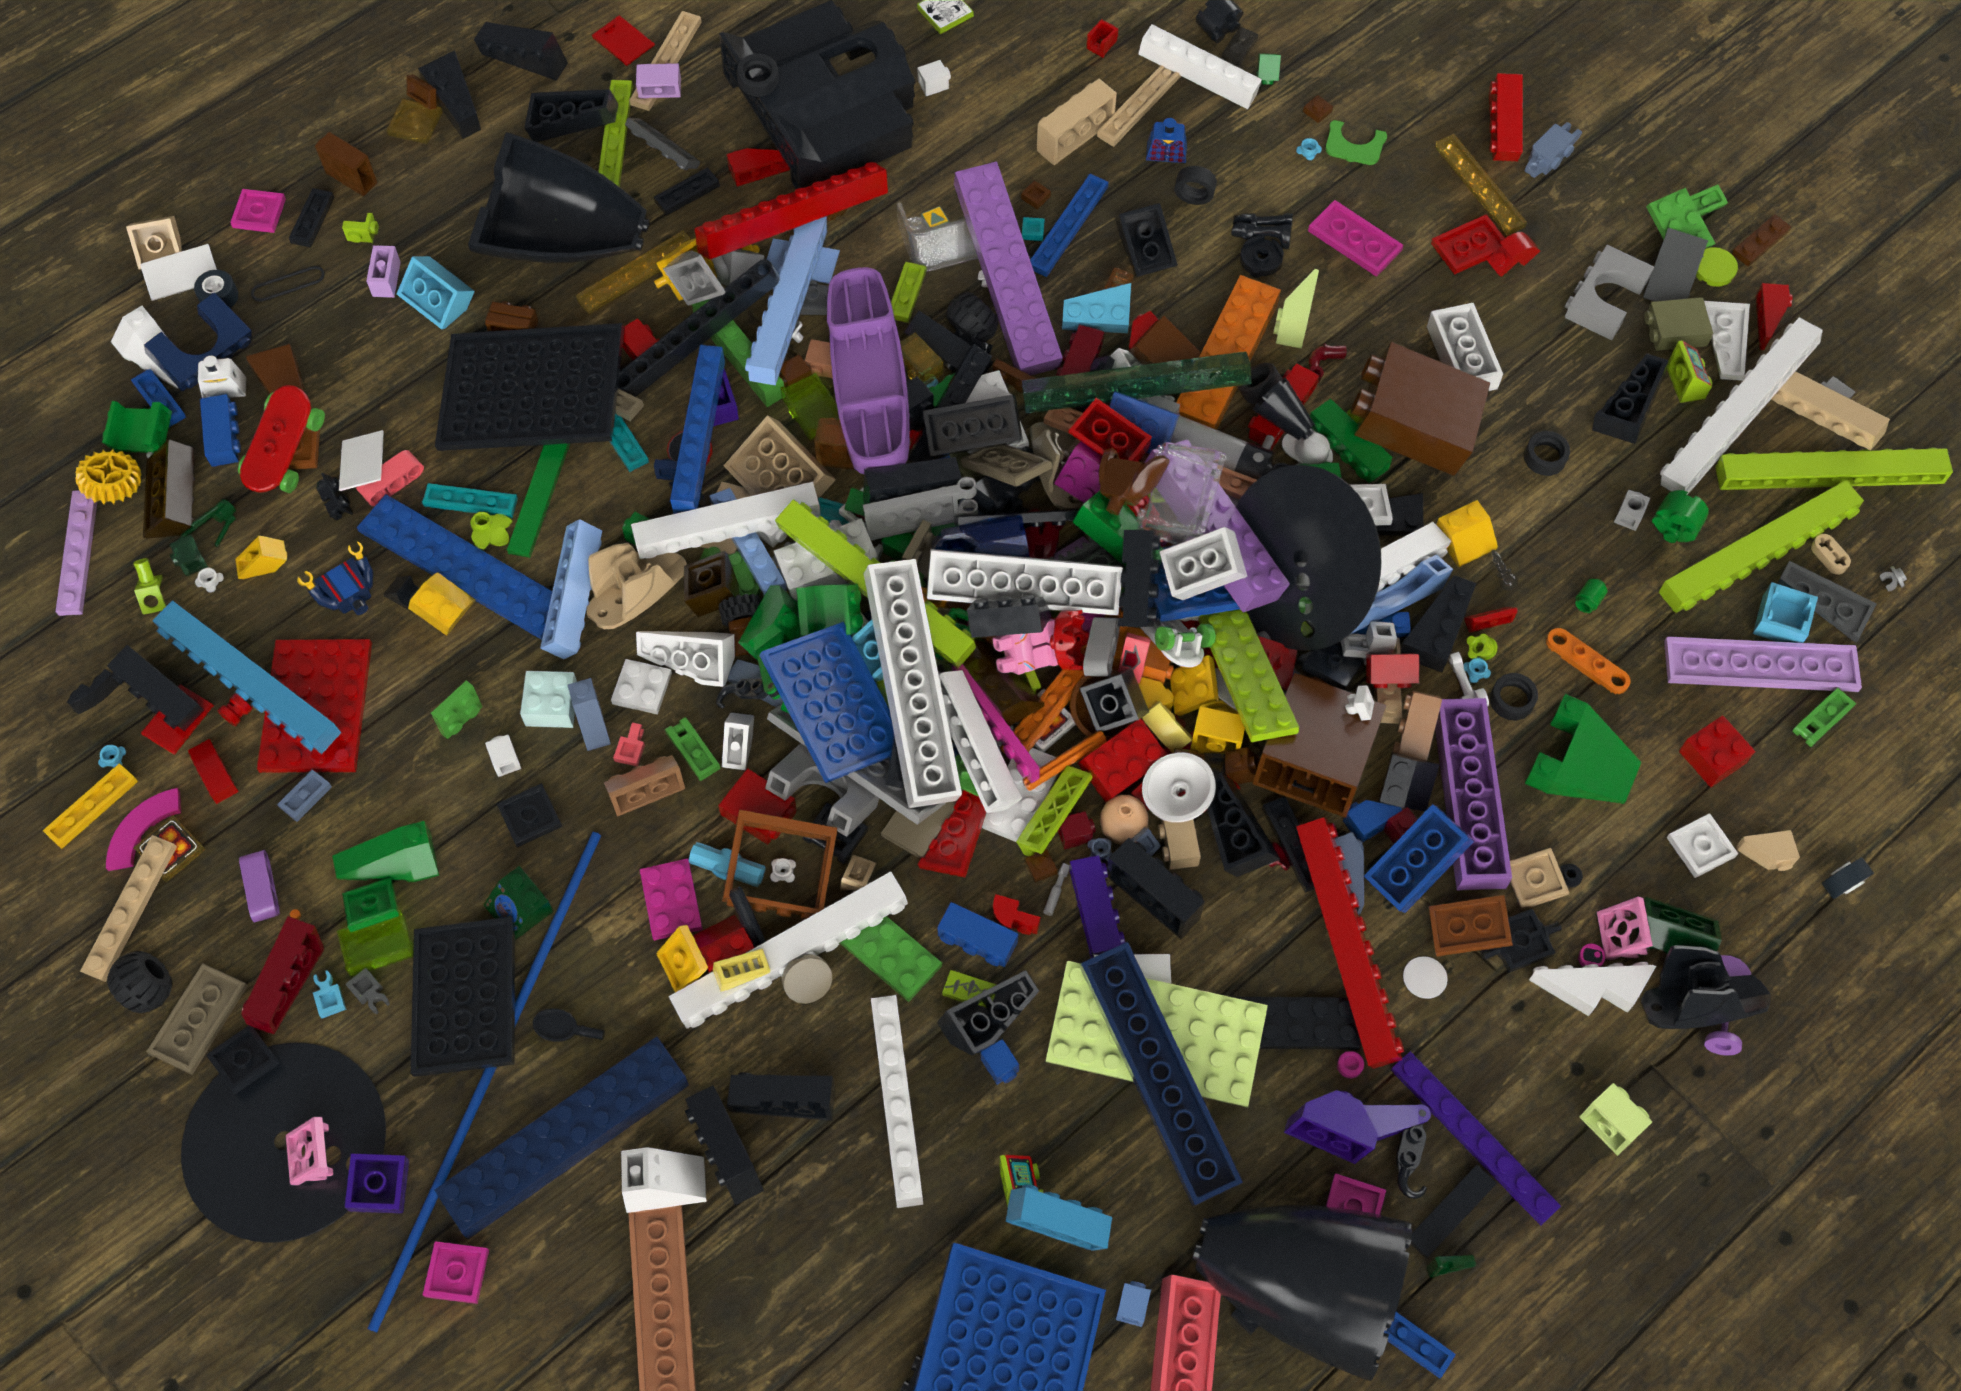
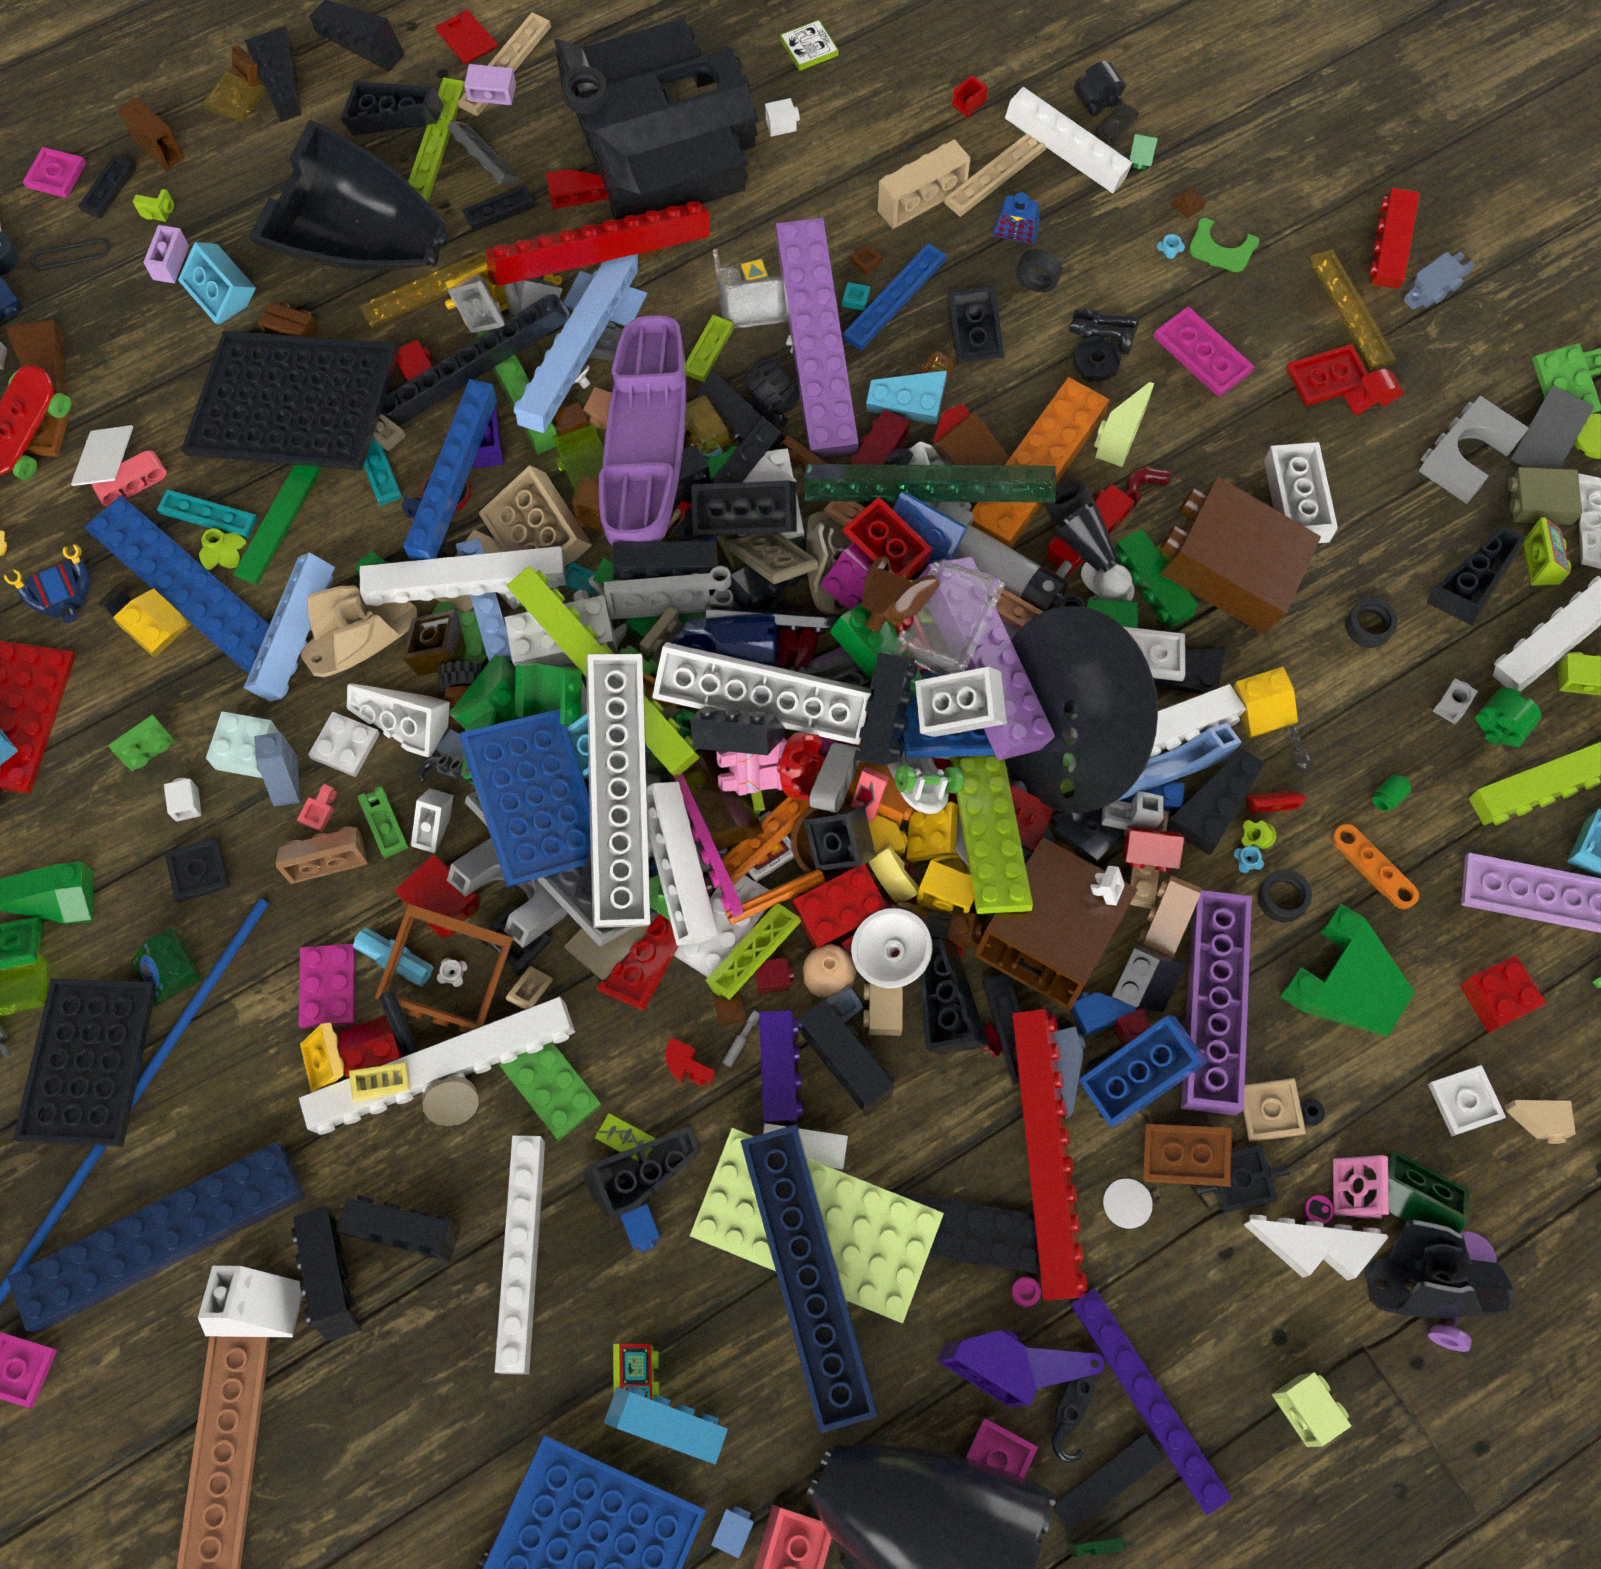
camera: 10 degrees right, 5 degrees up
(339, 502) = (72, 496): black hinge -> none
(560, 1026) = (183, 1110): black piece -> none
(977, 935) = (644, 1079): blue brick -> none
(1100, 843) = (801, 995): sand blue plate -> none
(1458, 667) = (1236, 886): white brick -> none

